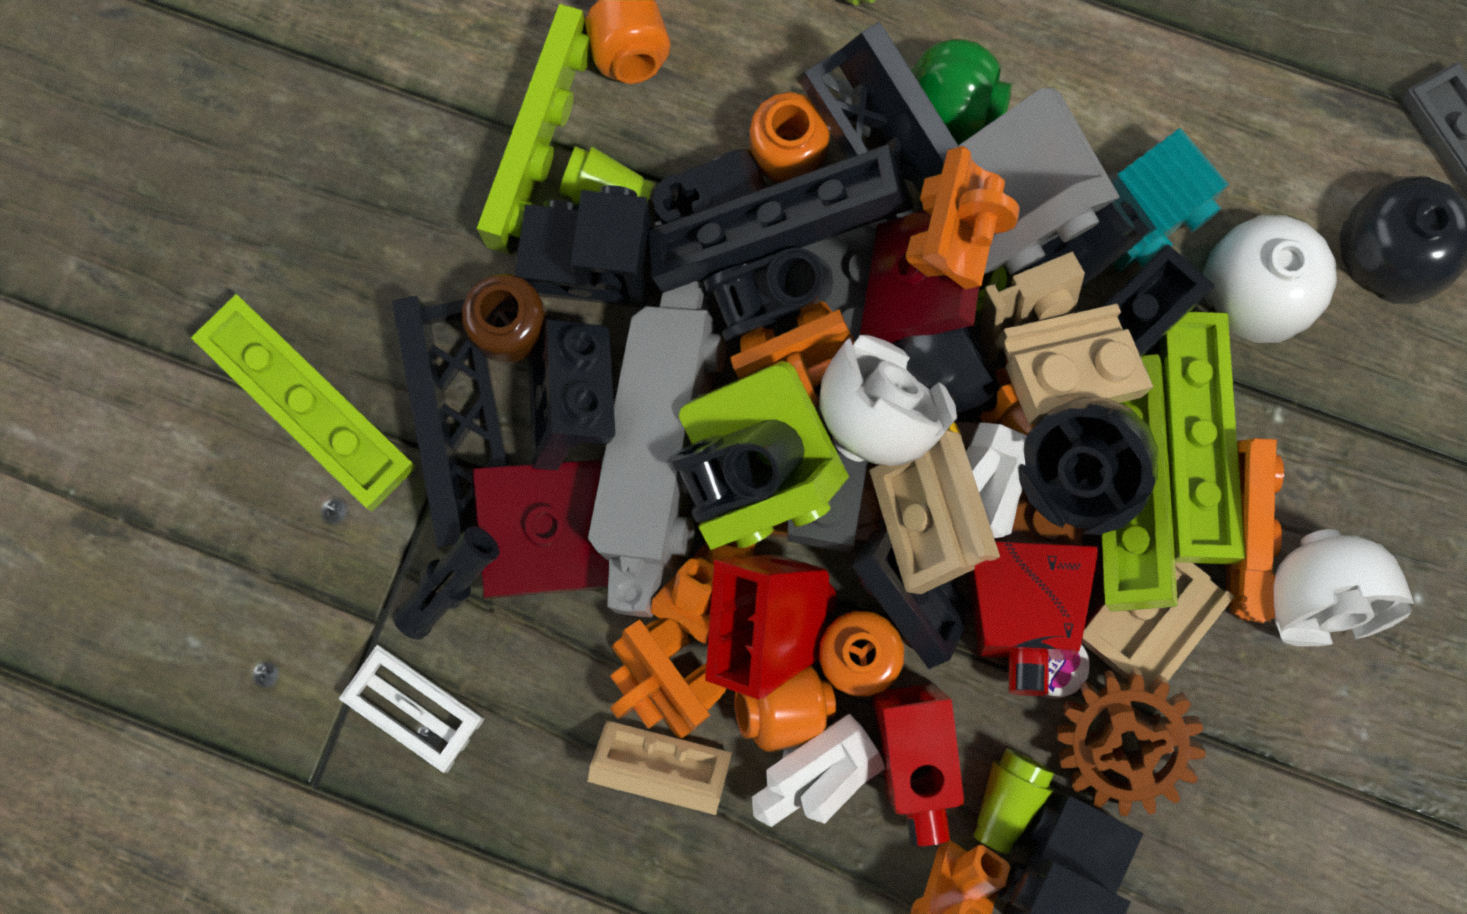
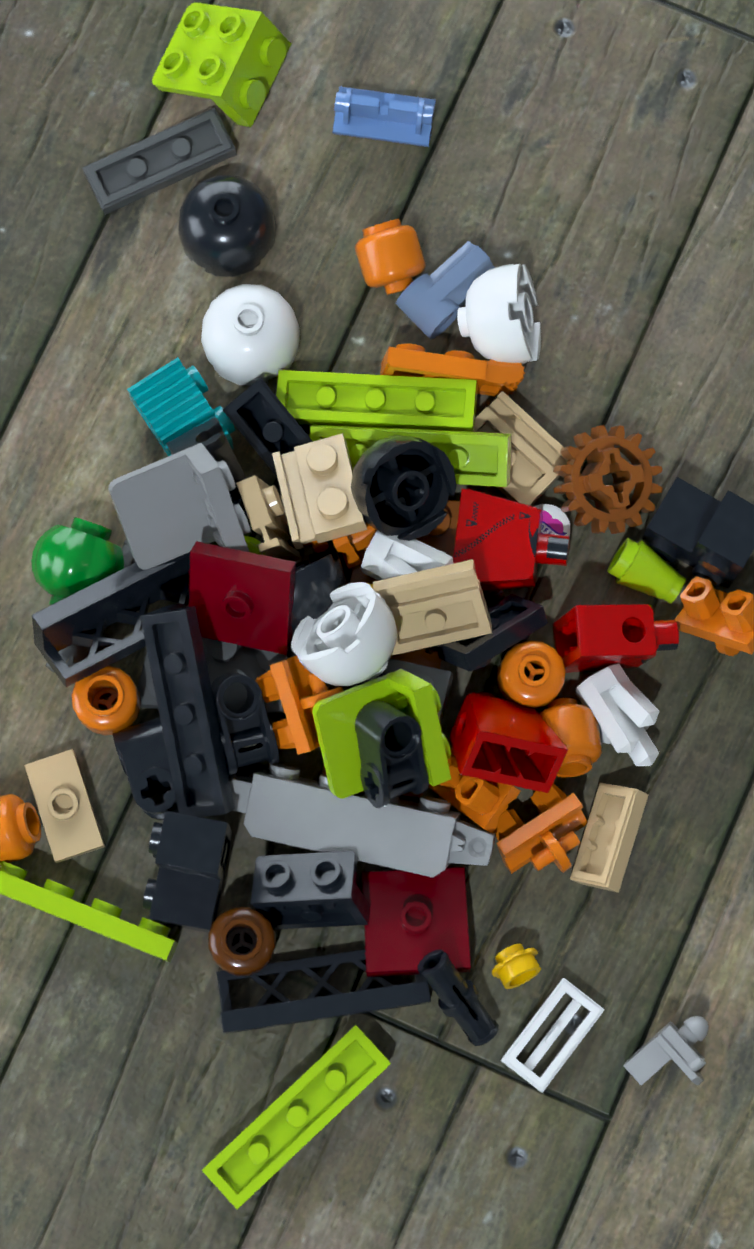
camera: 90 degrees left, 0 degrees up
(398, 861) = (668, 1045): none -> light grey piece
(493, 657) = (516, 965): none -> yellow plate
(595, 169) = (127, 858): lime cone -> none
(663, 109) = (64, 806): none -> tan plate
(965, 213) = (215, 558): orange hips -> none
(1348, 500) = (435, 299): none -> sand blue piece
(1397, 442) = (390, 256): none -> orange head

